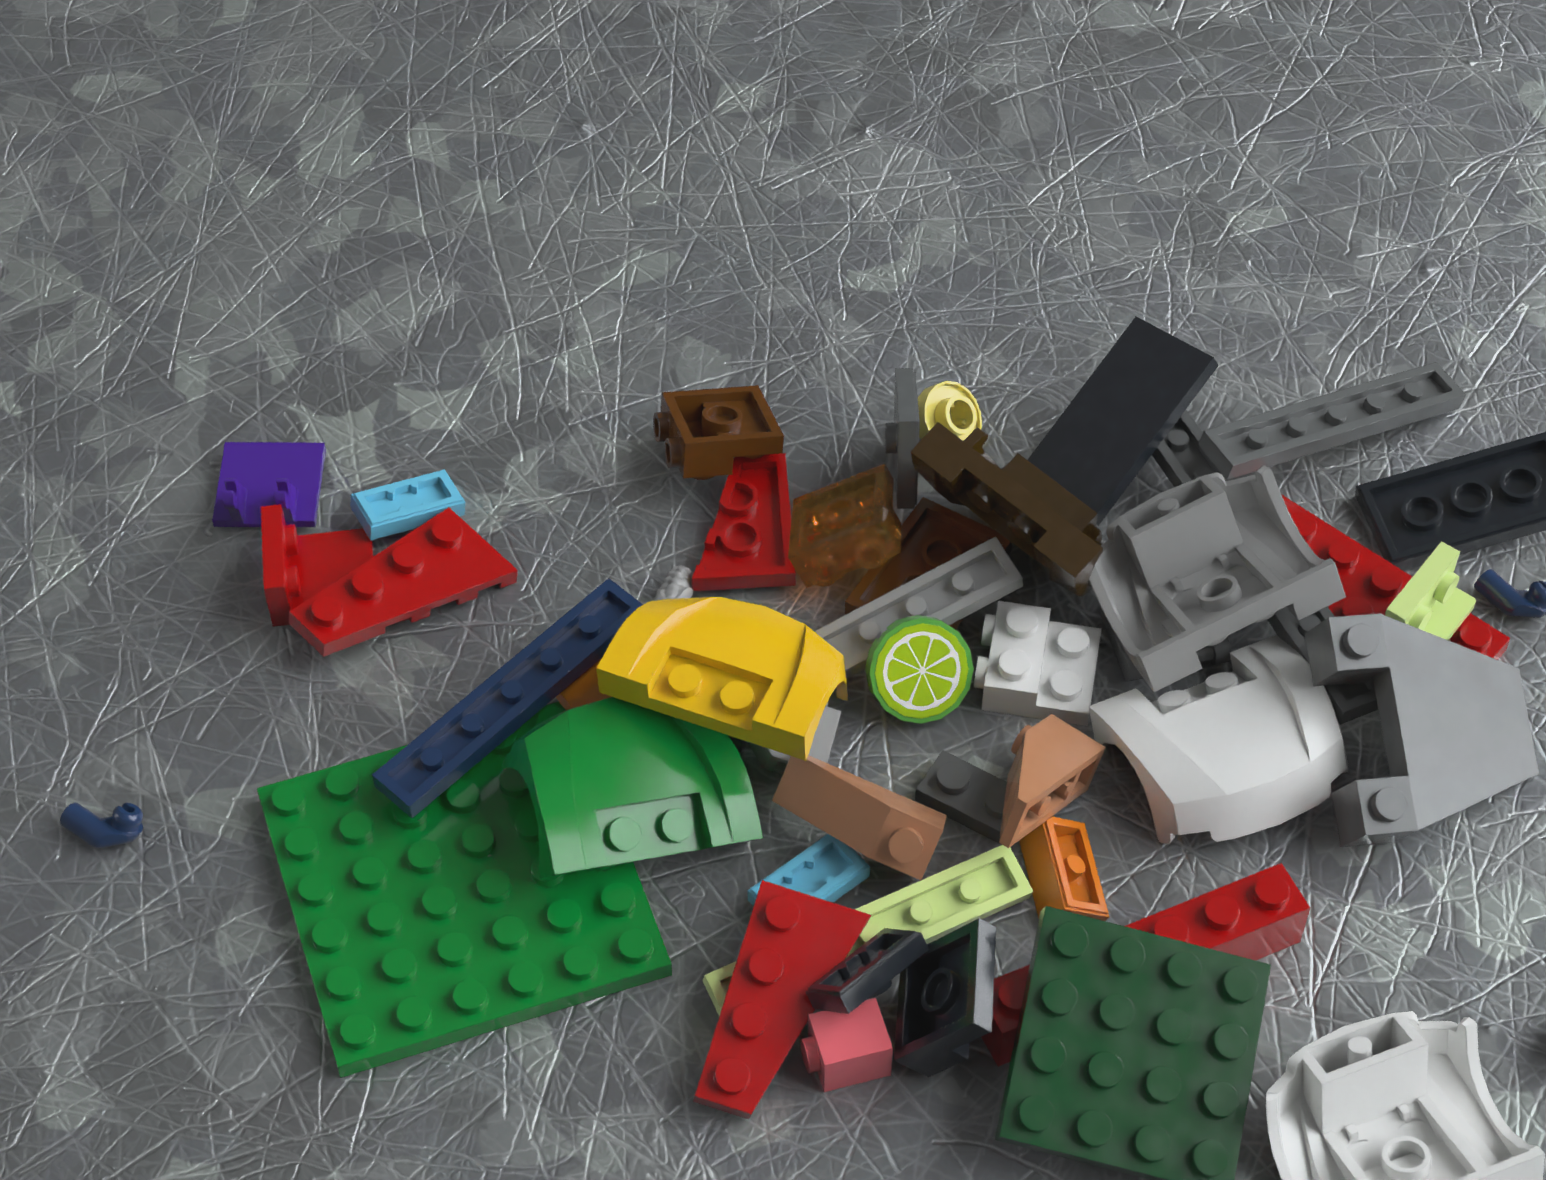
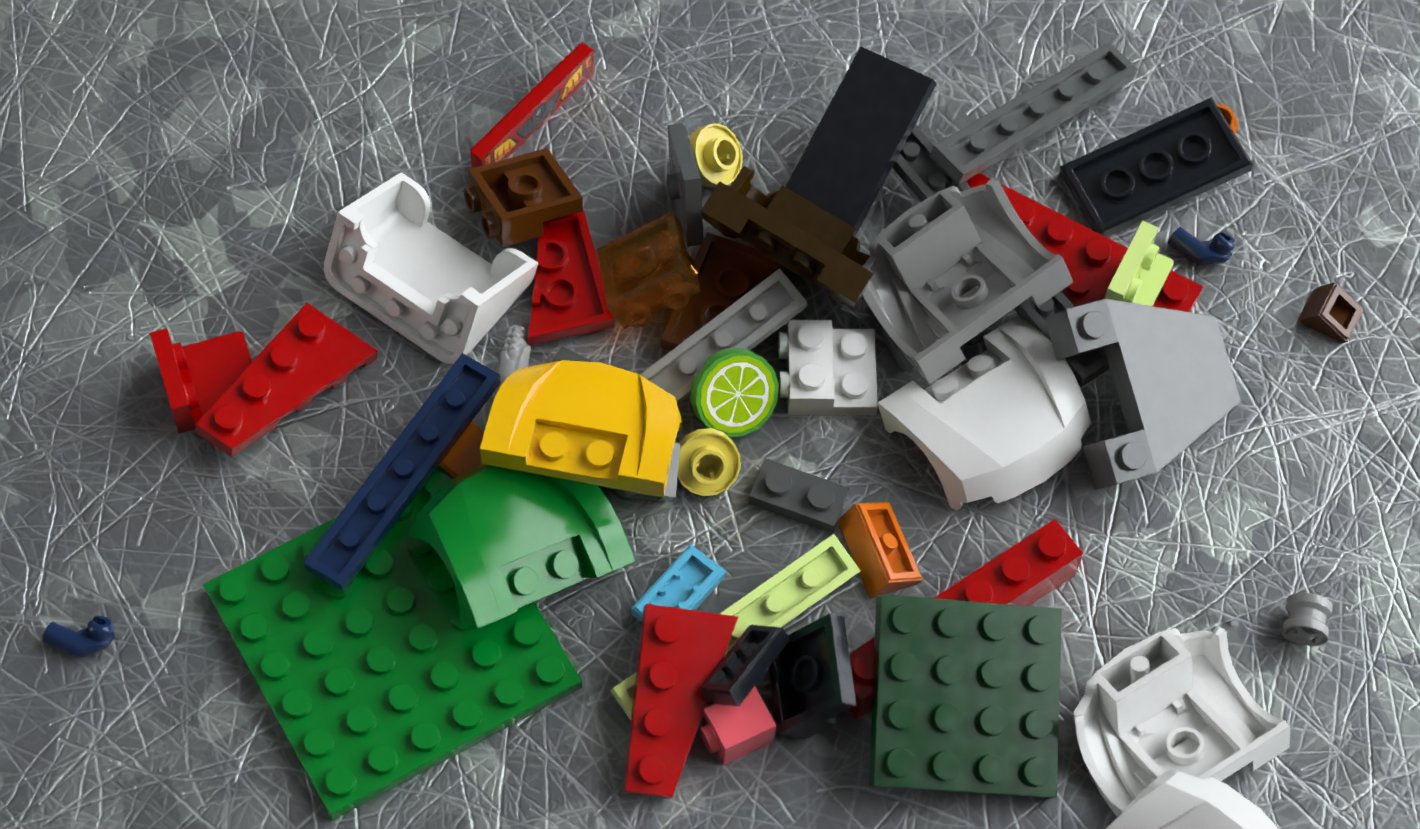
camera: 15 degrees left, 10 degrees up
(266, 476) = (143, 300): dark purple plate -> none
(405, 504) = (268, 304): medium azure plate -> none
(579, 499) = (417, 275): none -> white windscreen
(756, 342) = (535, 107): none -> red tile
(862, 814) = (715, 530): nougat slope -> none
(872, 741) = (708, 462): none -> light yellow plate
(1048, 773) = (852, 470): nougat slope -> none

